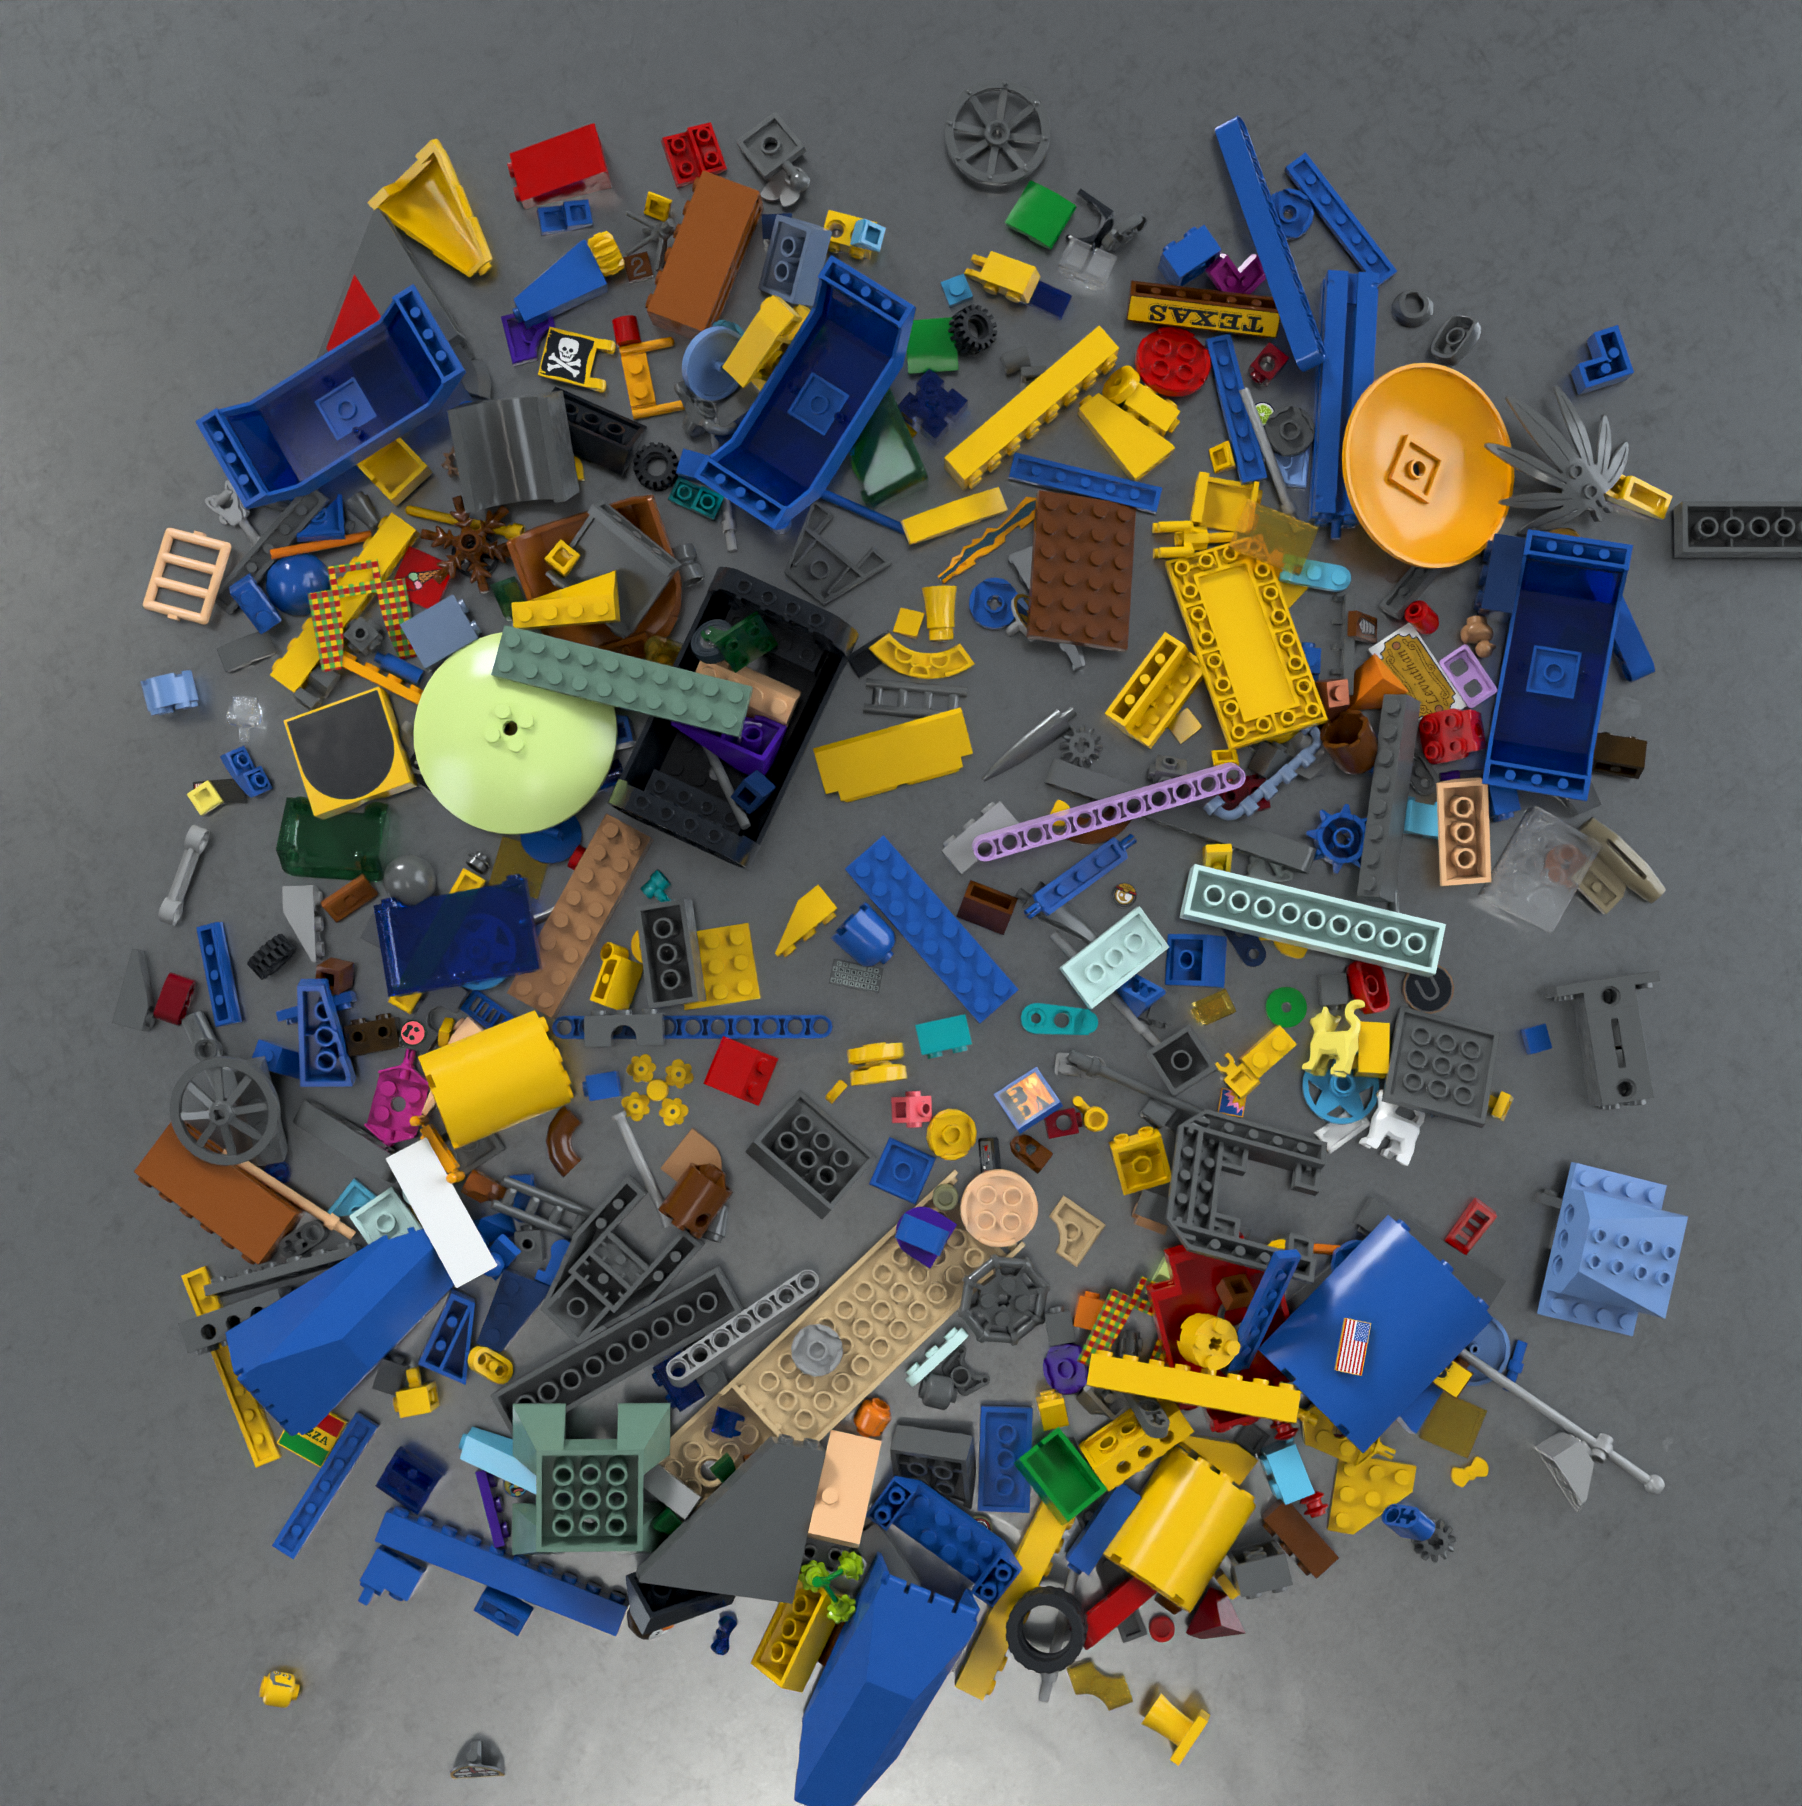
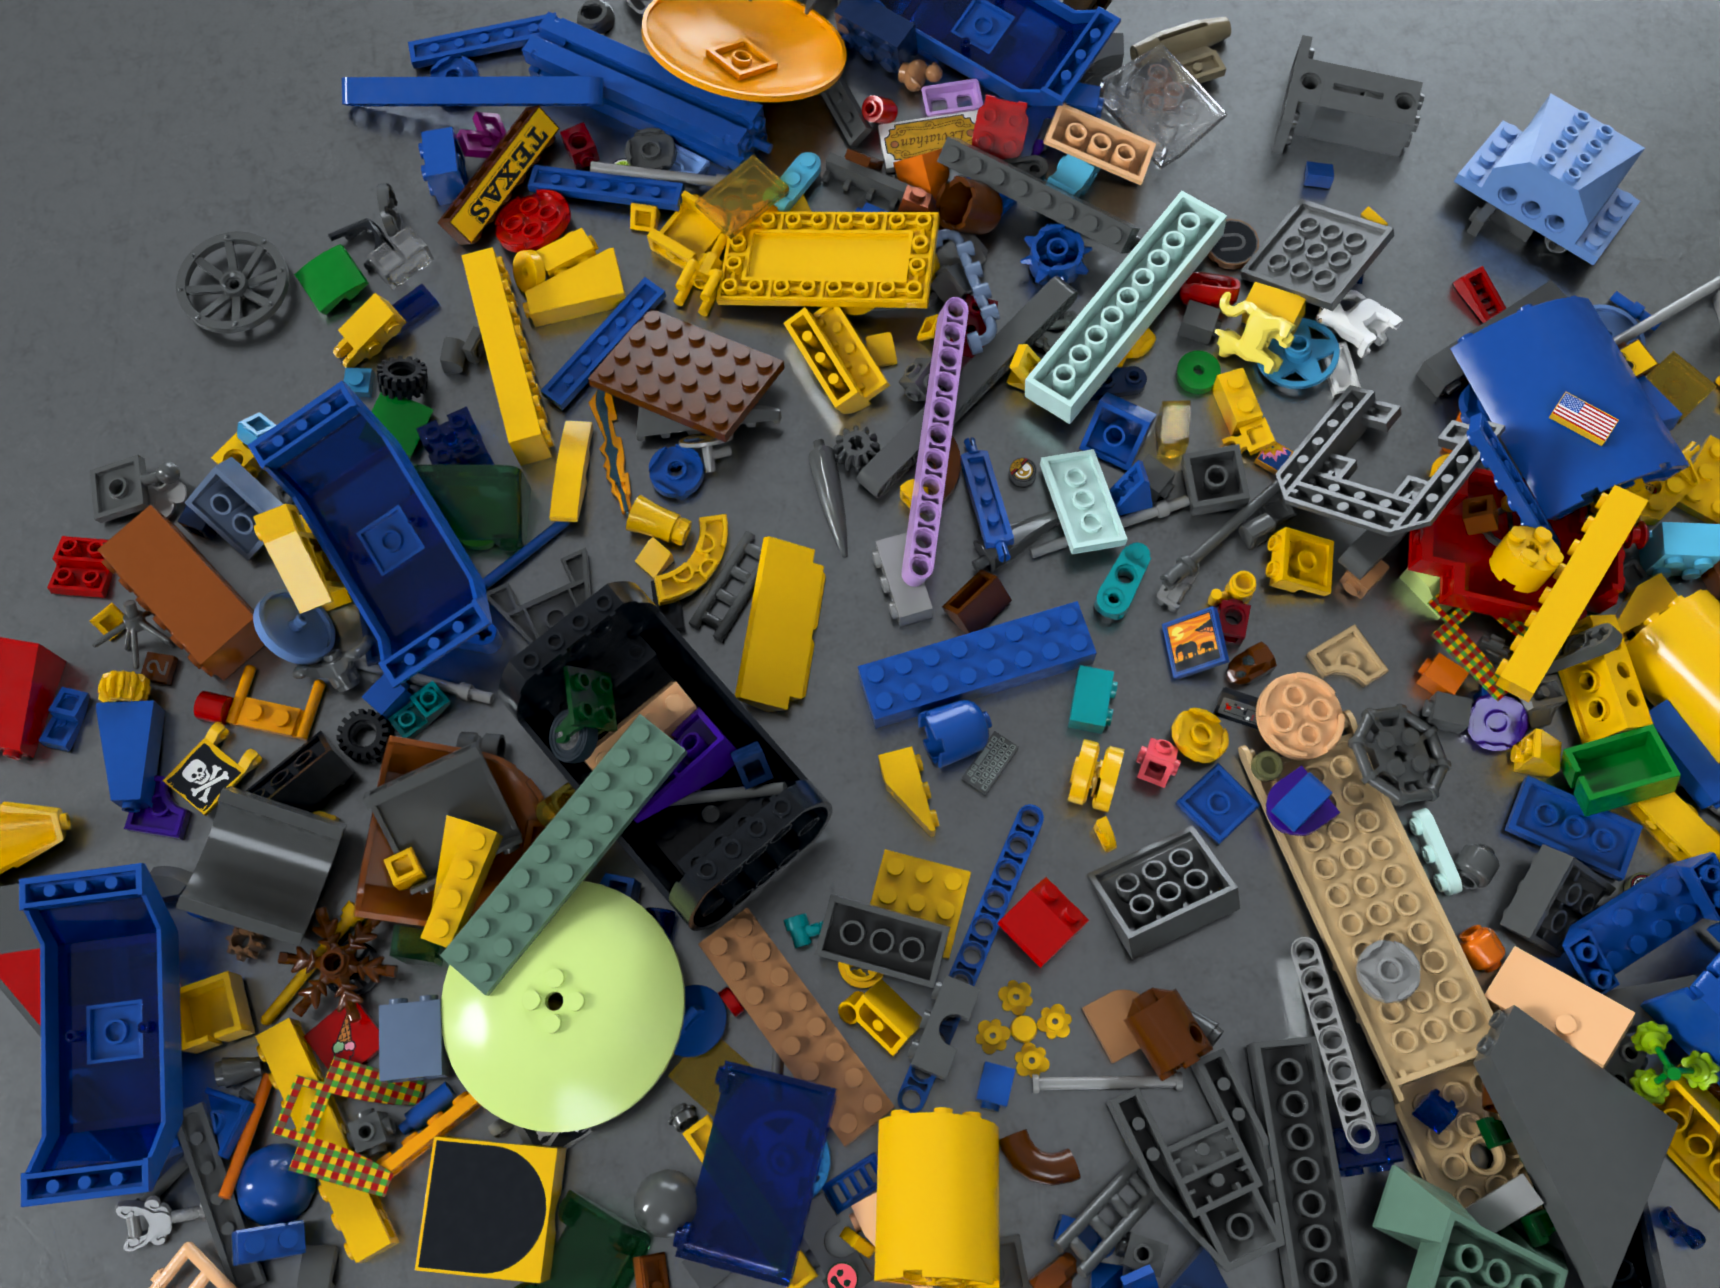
camera: 65 degrees left, 15 degrees down
(318, 688) = (400, 1213): dark grey leg -> none
(558, 1251) = (1164, 1221): blue leg -> none
(961, 1374) = (1471, 832): dark grey piece -> none

